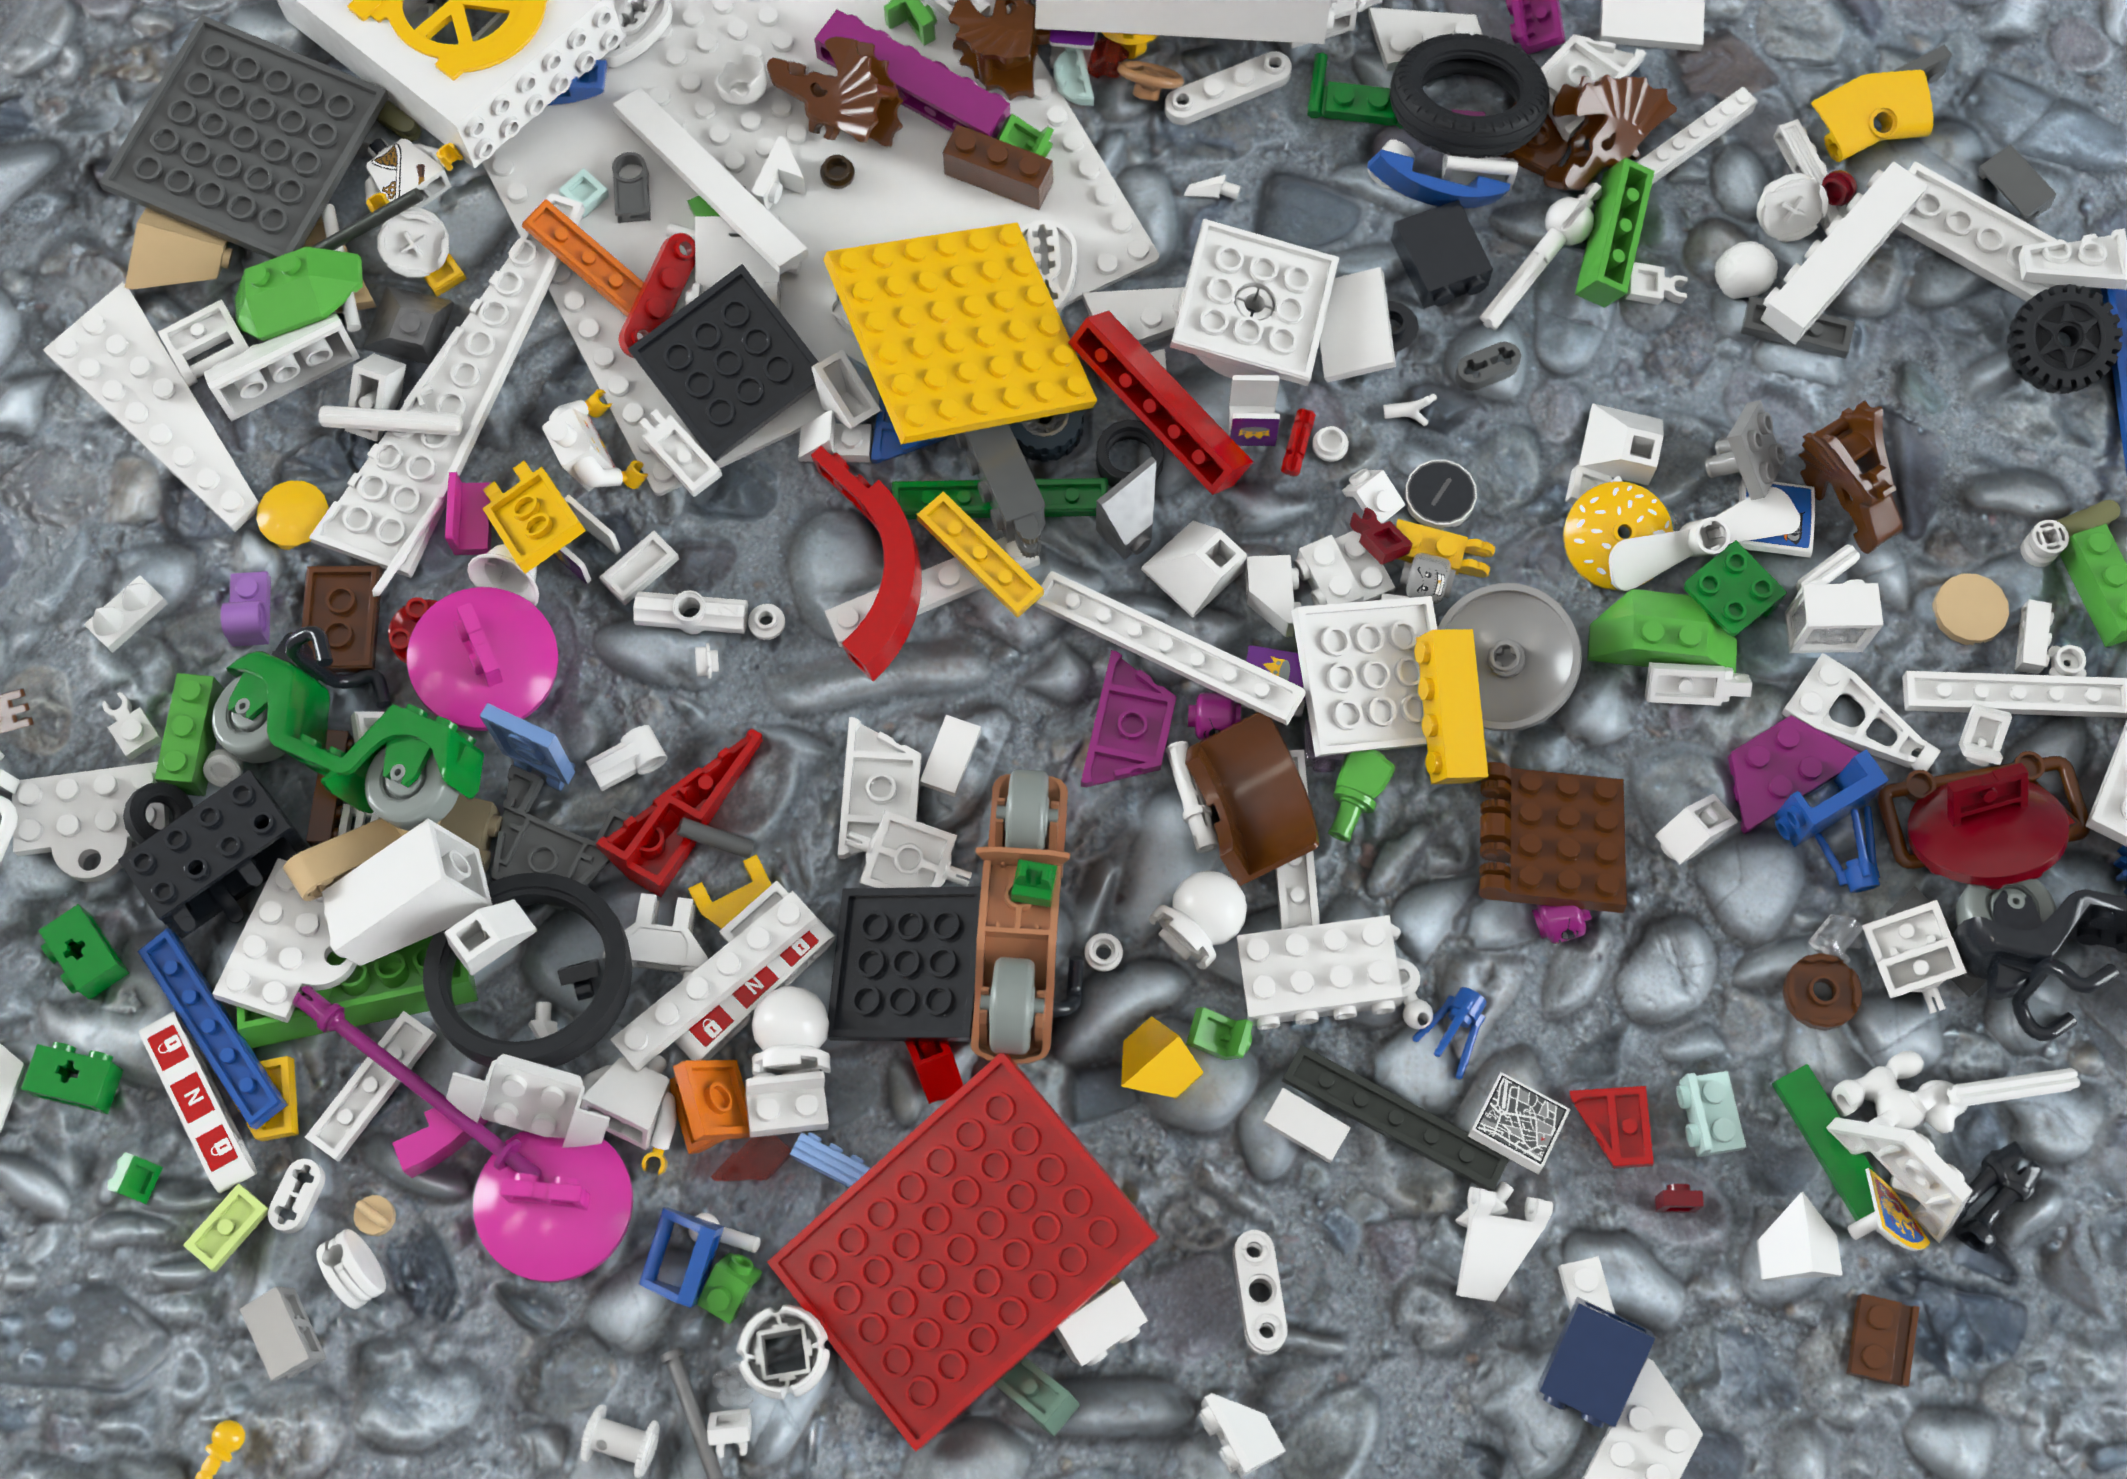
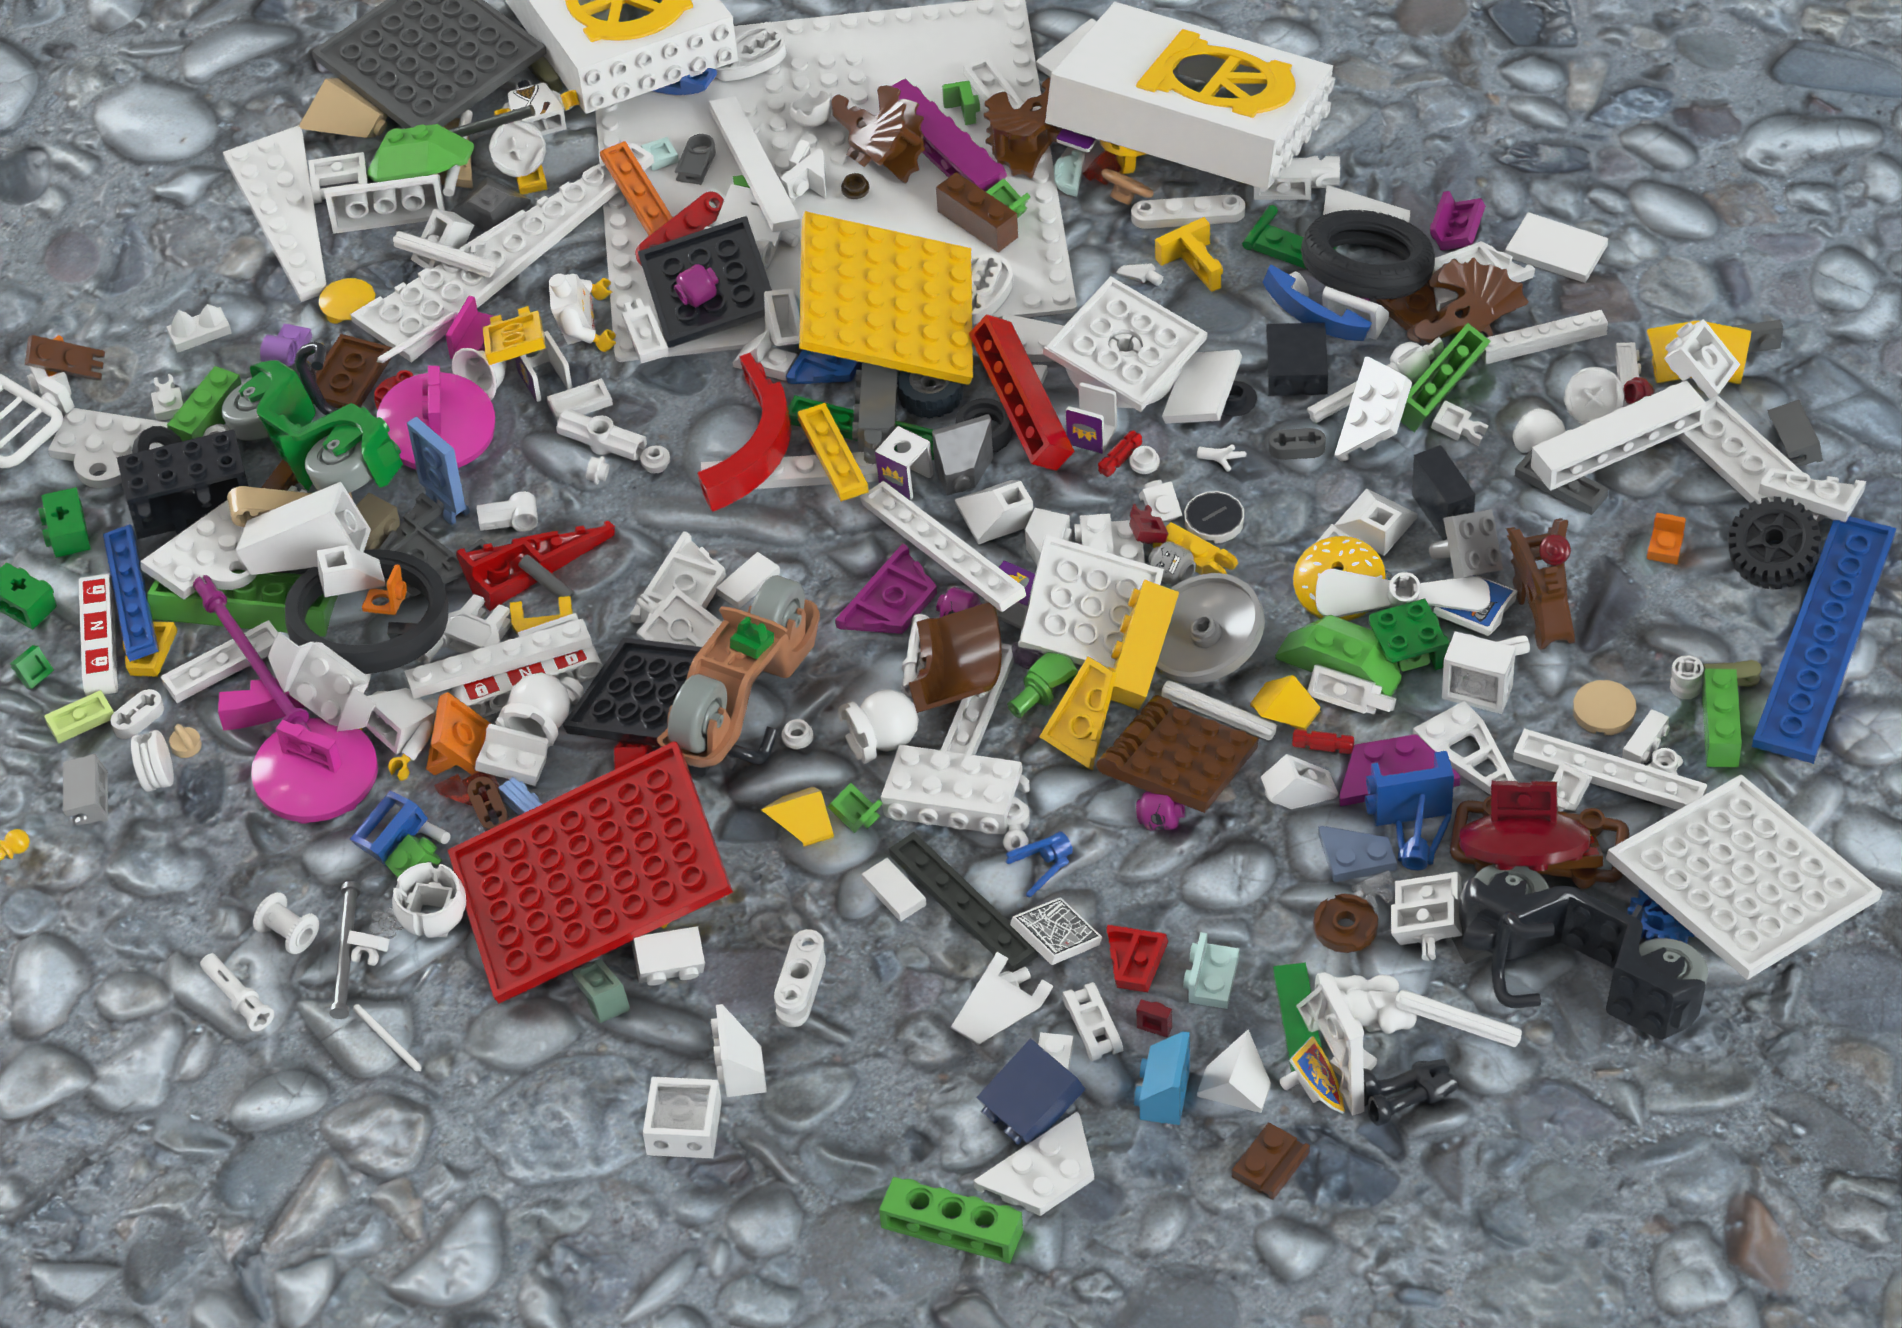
camera: 25 degrees right, 20 degrees down
(559, 942) = (395, 593): none -> orange bracket
(723, 378) = (696, 285): none -> magenta head
(759, 153) = (800, 152): none -> white tile
(794, 1174) = (481, 808): none -> reddish brown beam
(812, 981) = (574, 689): none -> white plate
(1067, 556) = (895, 466): none -> white piece
(1263, 145) = (1190, 245): none -> yellow bracket
(1424, 822) = (1081, 713): none -> yellow wing
(1561, 754) = (1219, 710): none -> white axle
(1565, 299) = (1374, 408): none -> white wing
(1610, 1227) = (1092, 1021): none -> white plate
(1628, 724) = (1286, 702): none -> yellow slope
(1691, 392) = (1440, 488): none -> black brick
(1693, 757) = (1323, 741): none -> red axle
(1734, 1286) = (1164, 1080): none -> dark azure slope
(1791, 894) = (1355, 853): none -> sand blue wing
(1879, 448) = (1555, 549): none -> dark red plate
(1899, 128) = (1701, 356): none -> white plate
(1940, 366) = (1666, 538): none -> orange bracket

